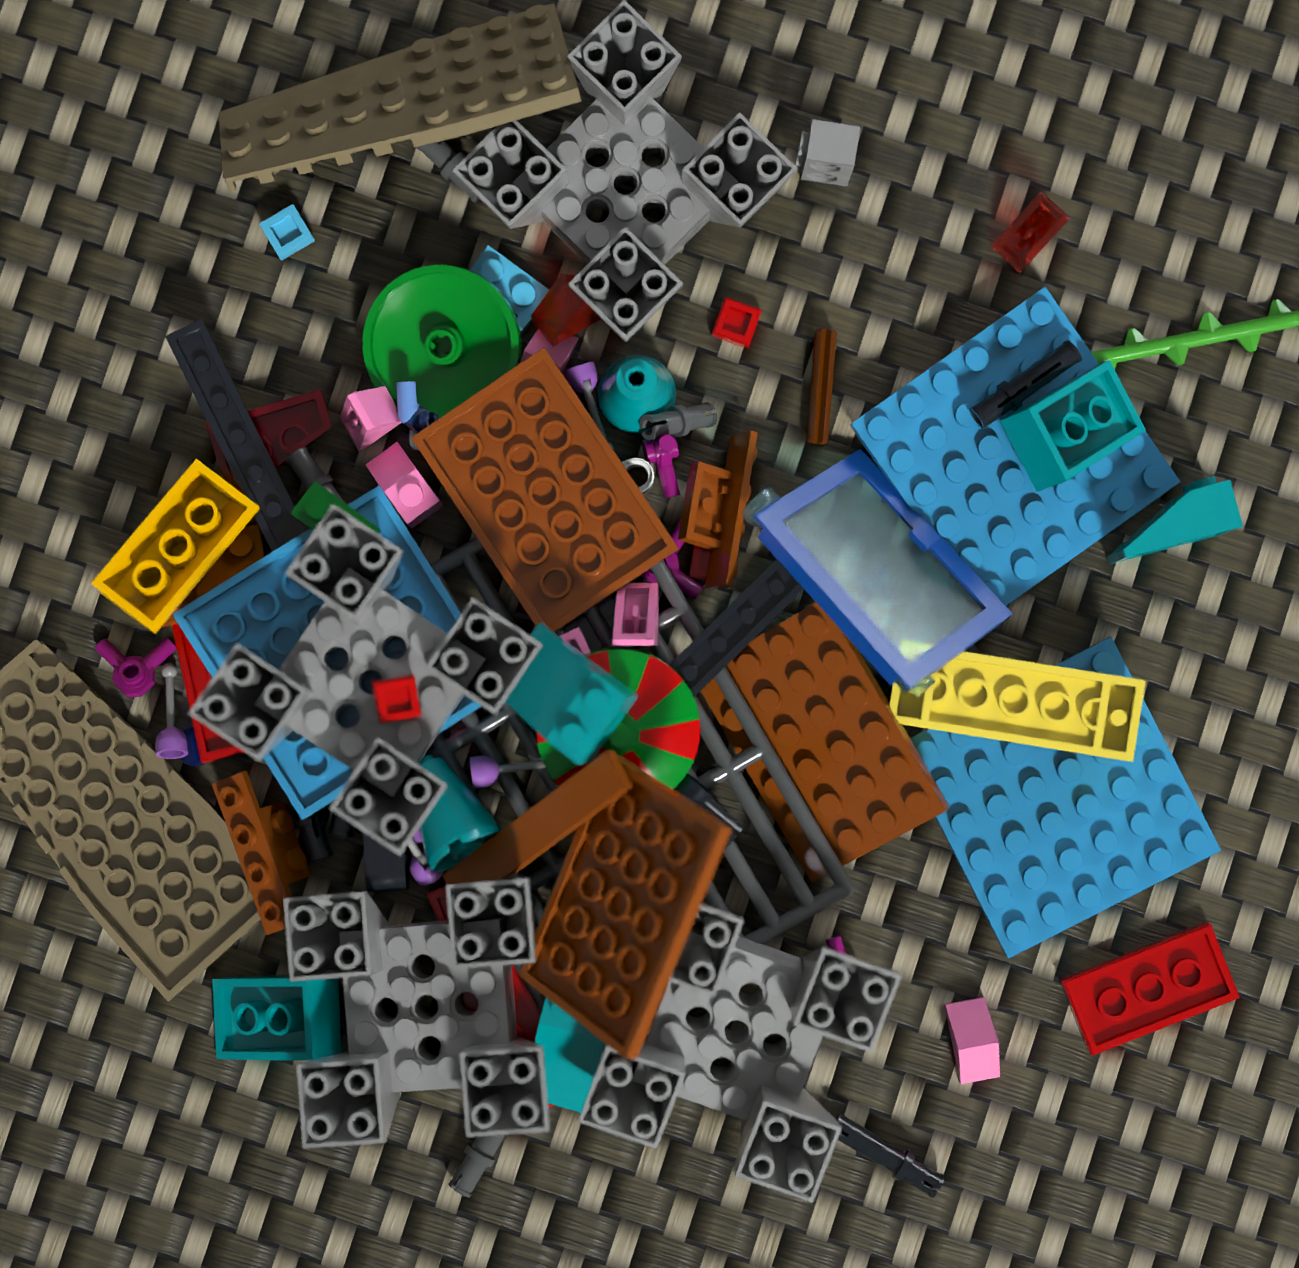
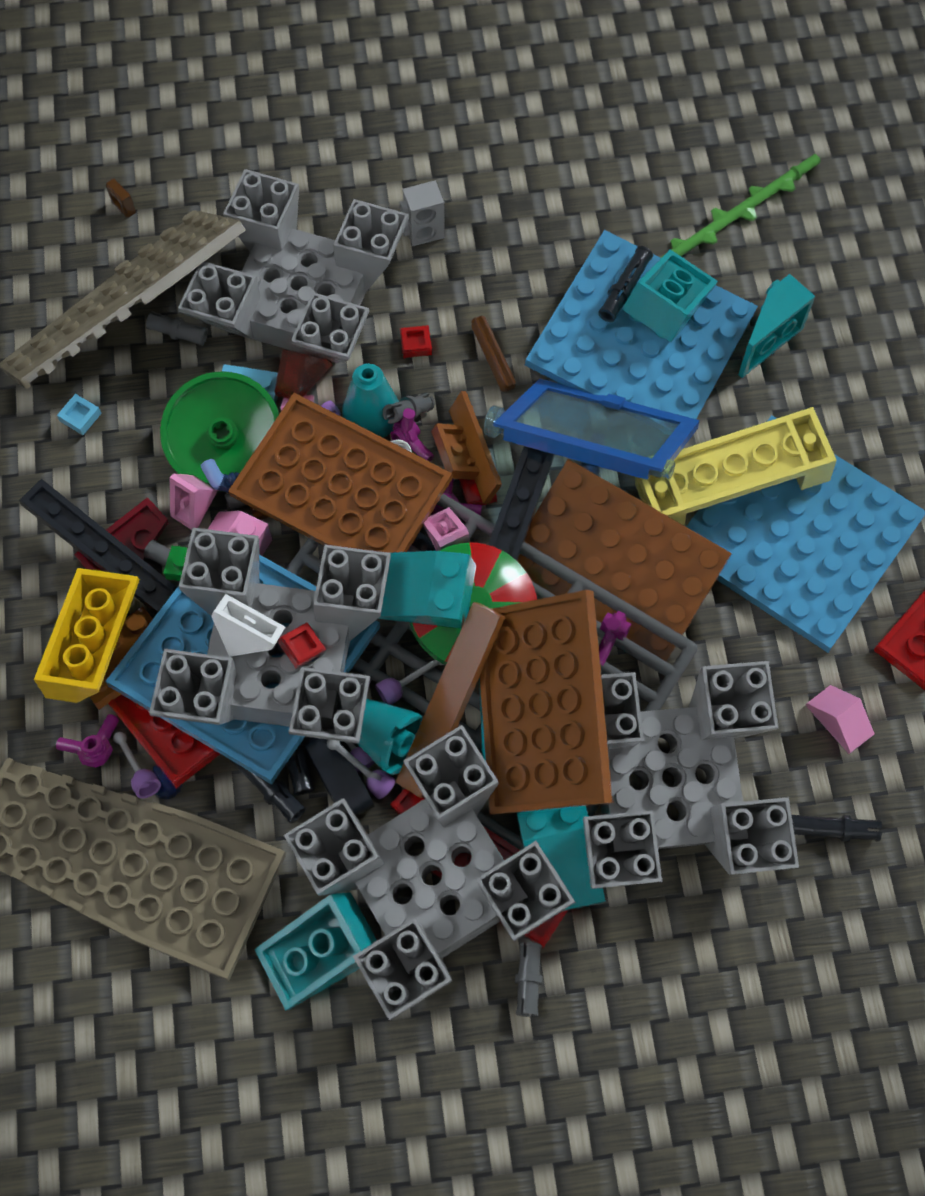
camera: 25 degrees left, 20 degrees down
(264, 847) = (249, 825): dark orange bracket -> none
(339, 656) = (244, 628): none -> white slope
(766, 831) = (615, 628): none -> magenta piece
(1031, 232) = (577, 206): clear red slope -> none

